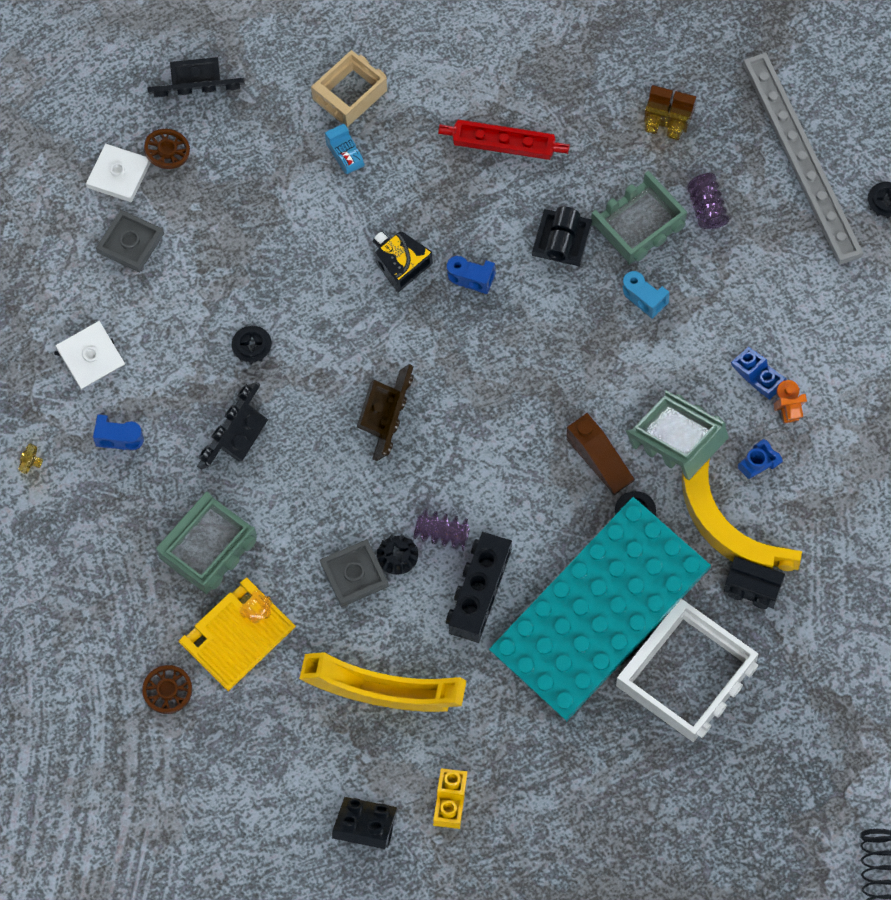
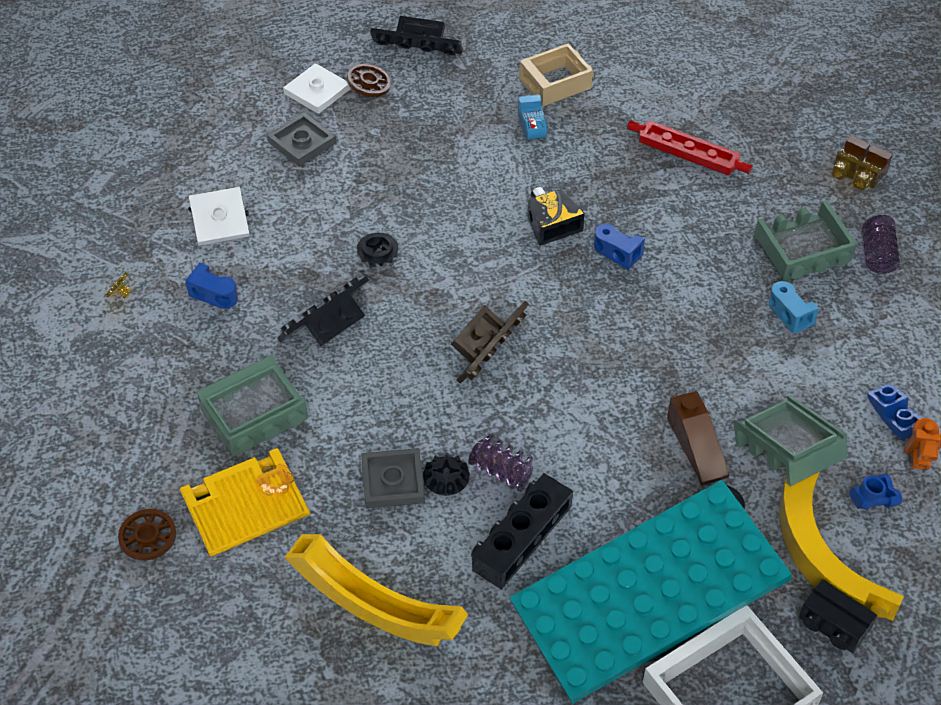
camera: 15 degrees right, 15 degrees down
(562, 236) = (721, 237): black plate -> none

